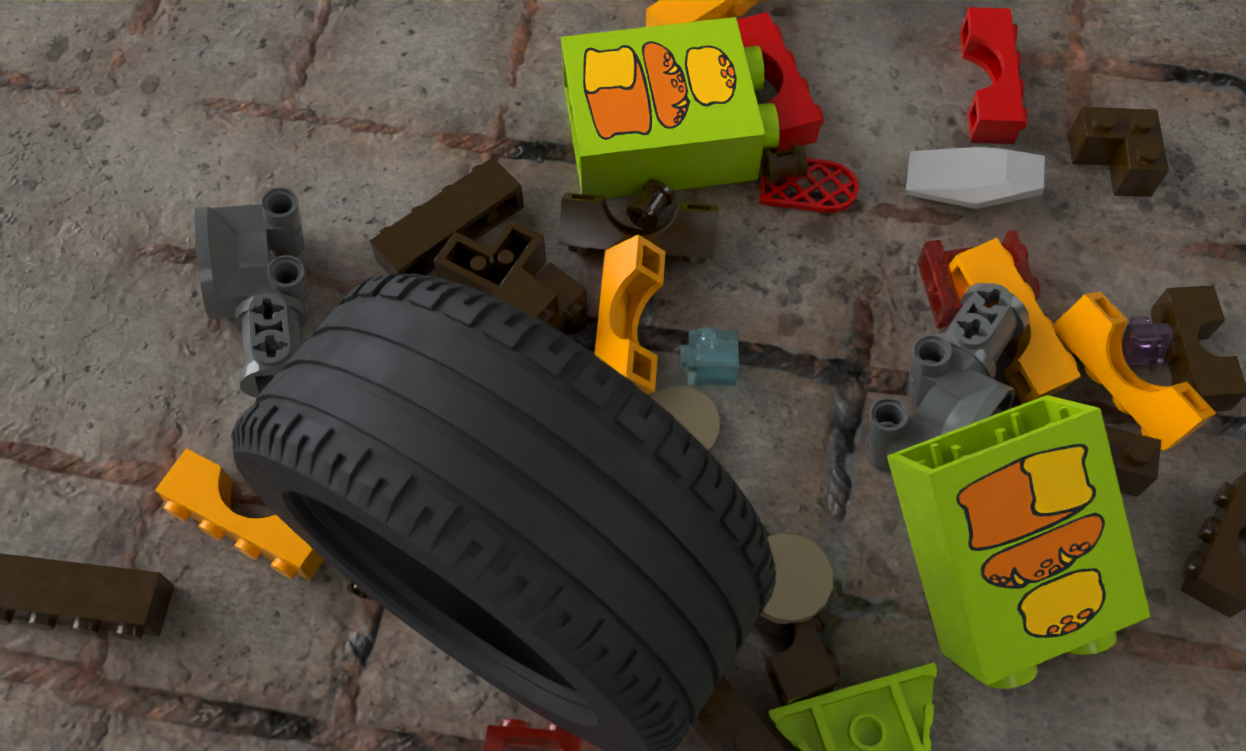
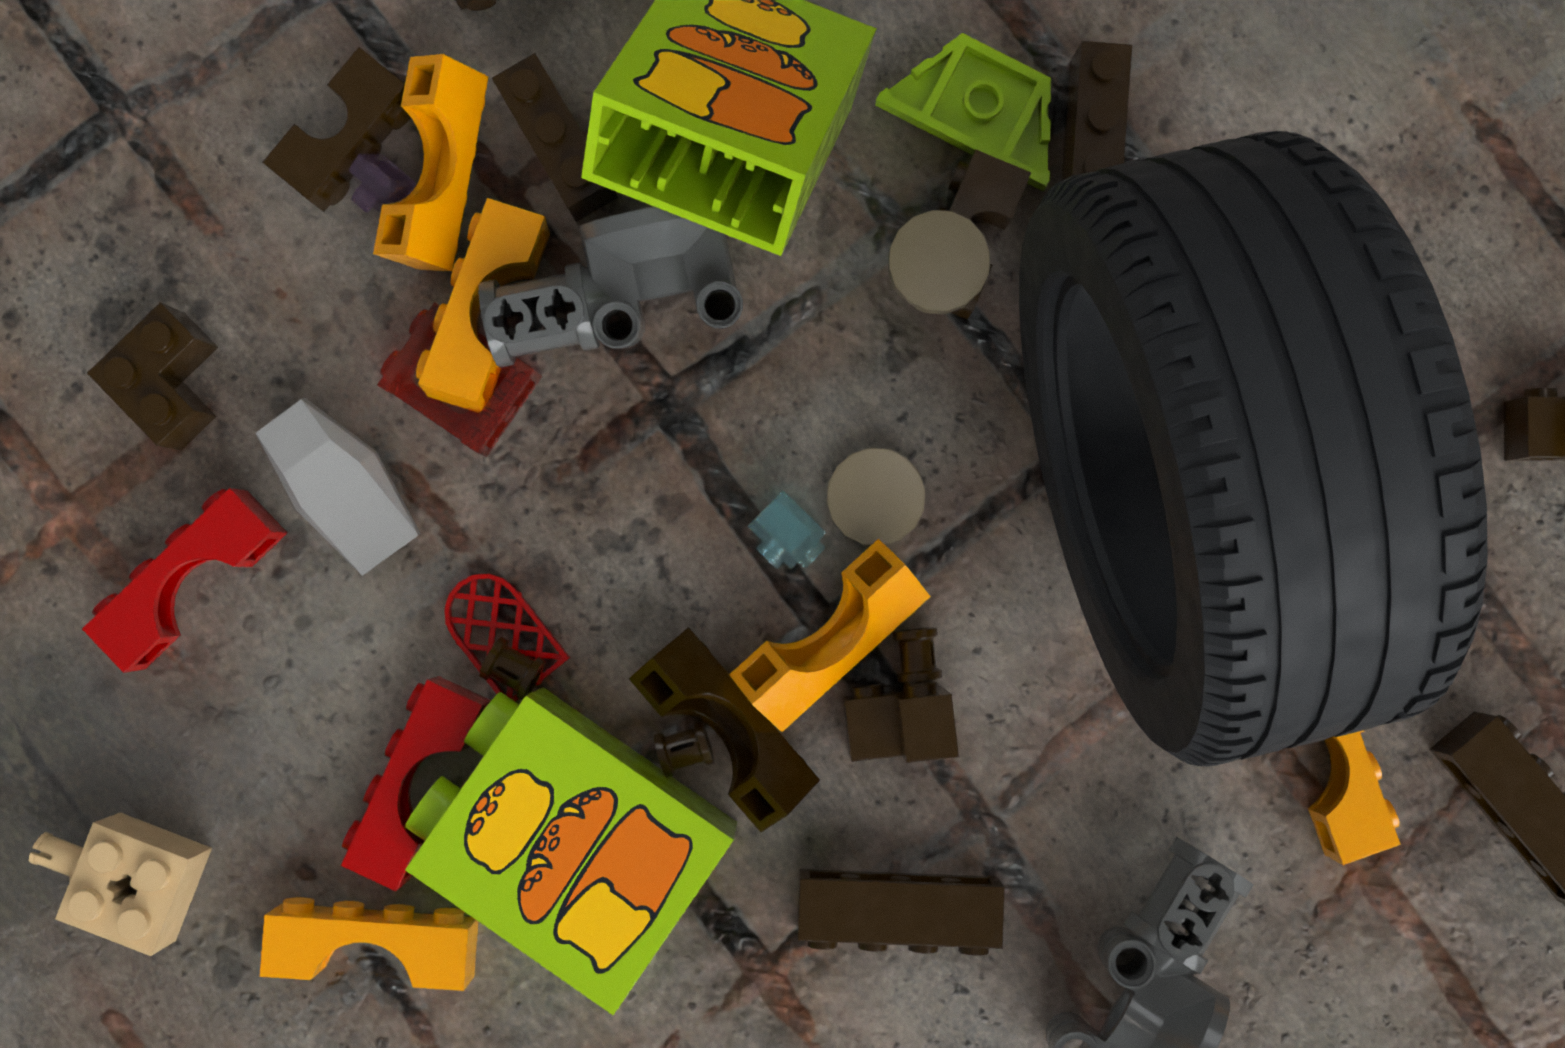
camera: 135 degrees left, 25 degrees up
(491, 267) = (908, 797): dark brown brick -> none

